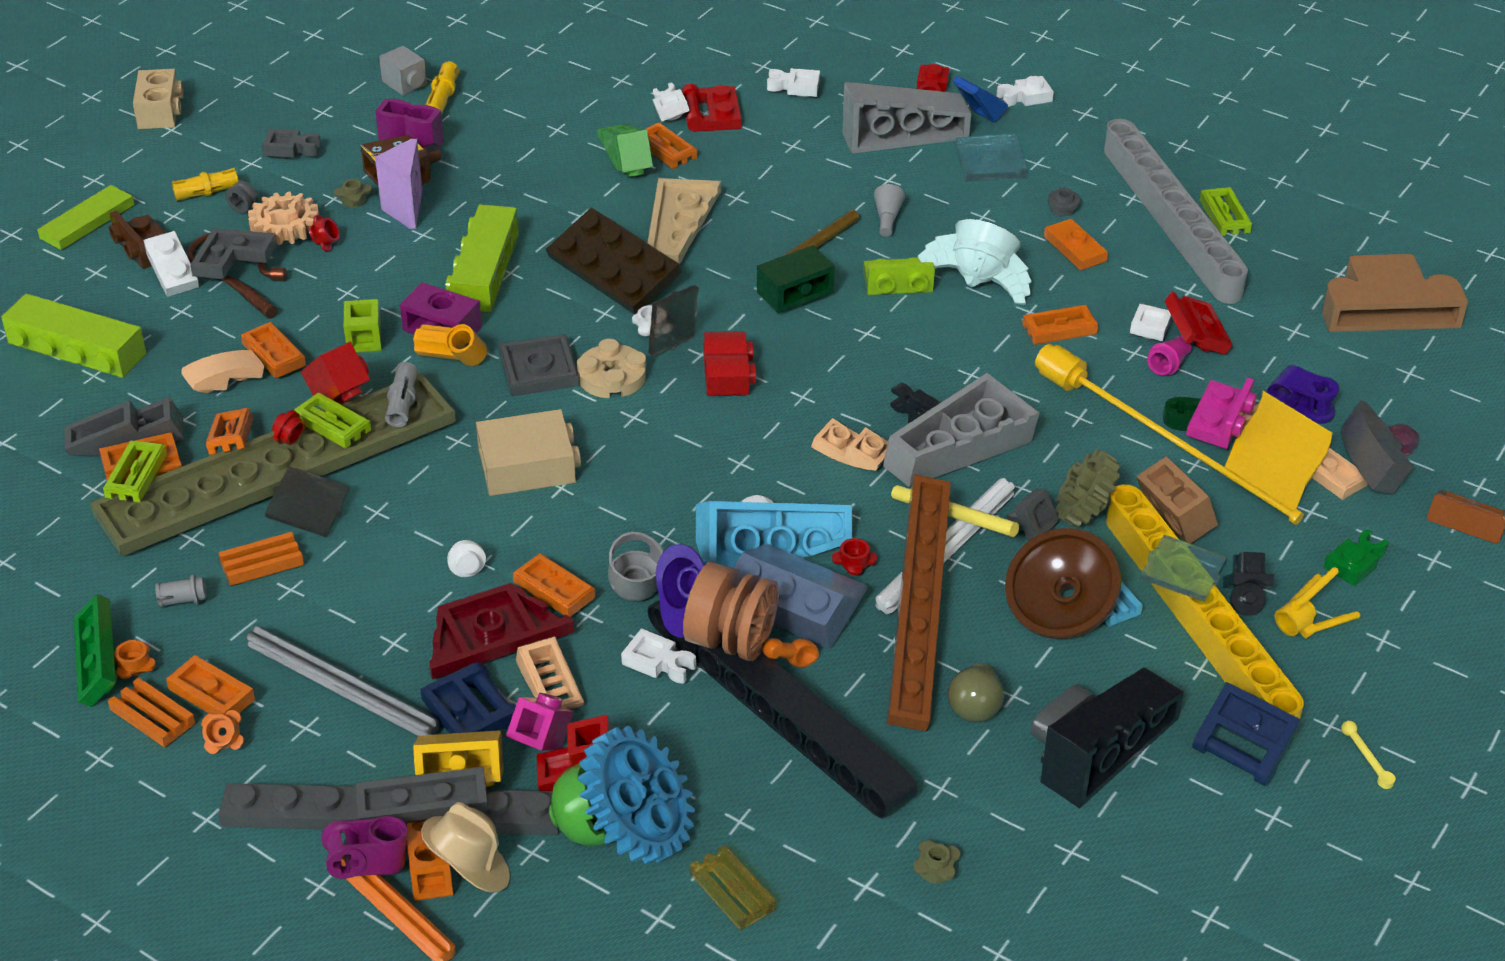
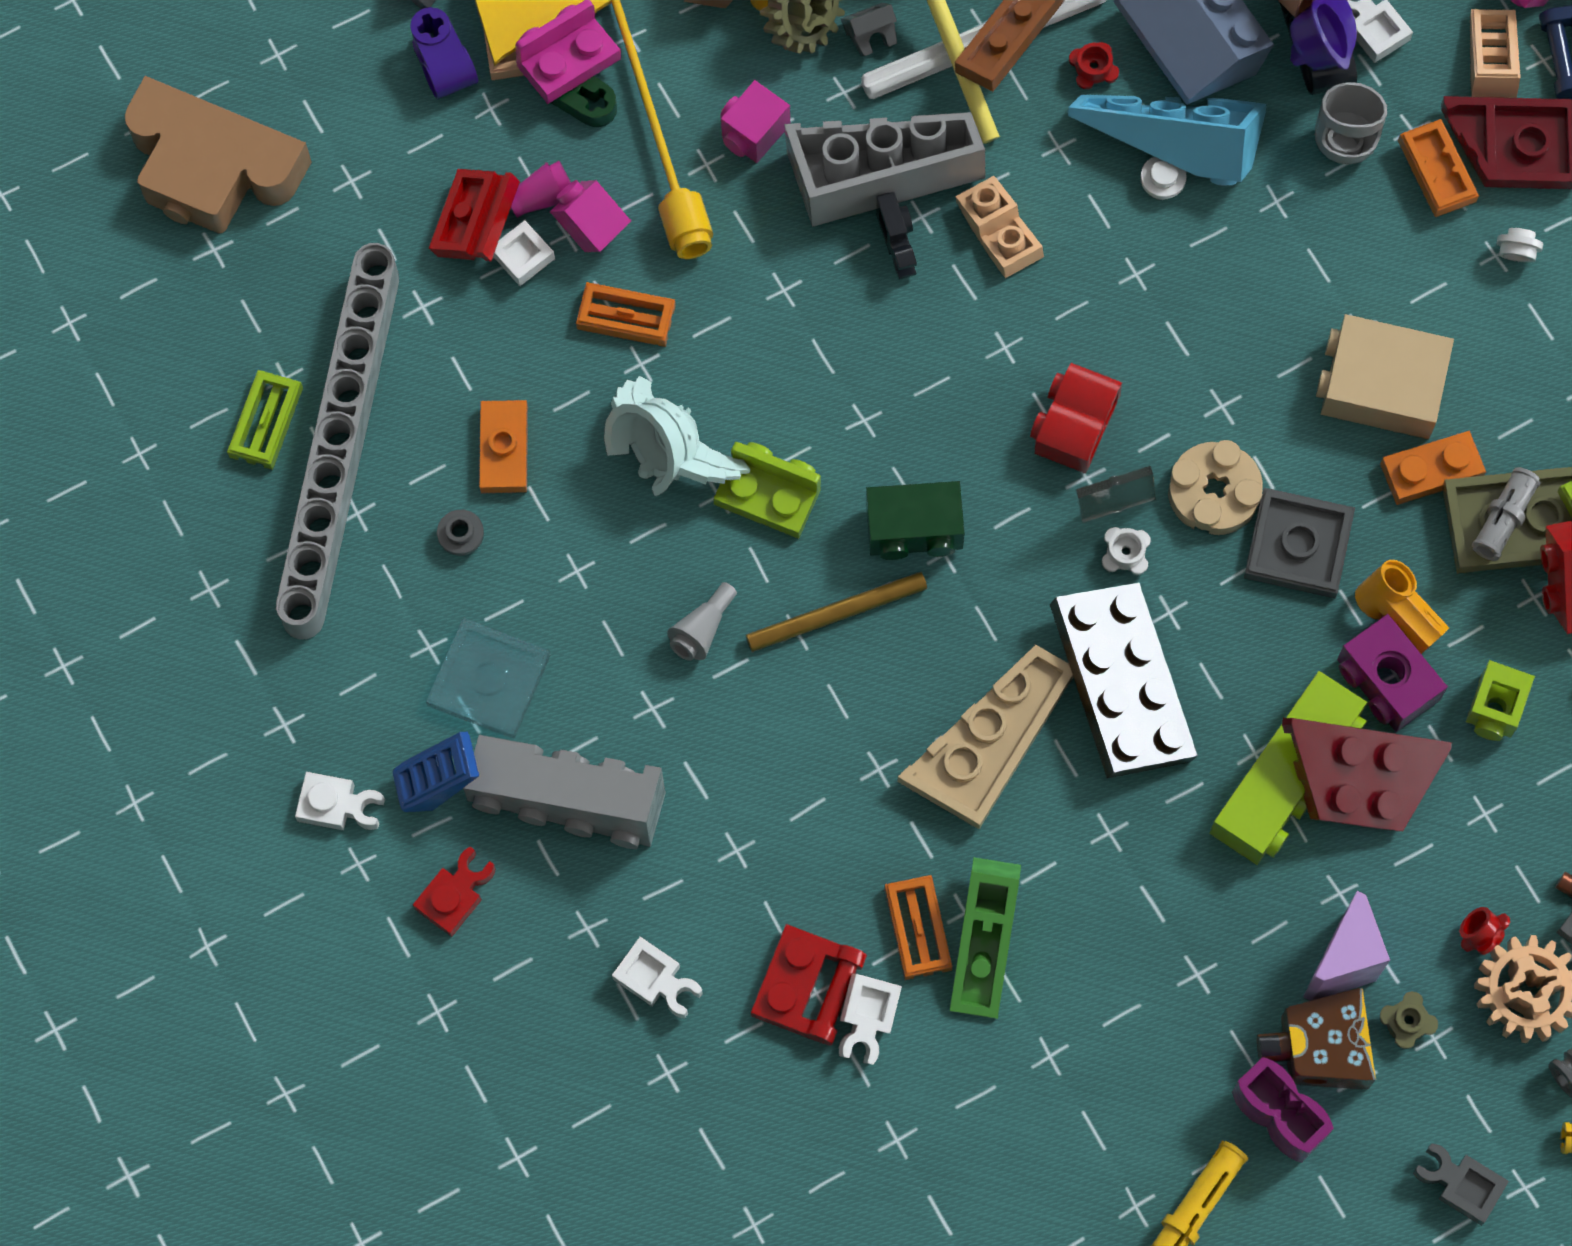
camera: 150 degrees left, 30 degrees up
(435, 257) = (1363, 773): none -> dark red wing
(460, 432) = (1426, 467): none -> orange plate
(1065, 433) = (754, 121): none -> dark pink brick
(1124, 341) = (589, 215): none -> dark pink brick

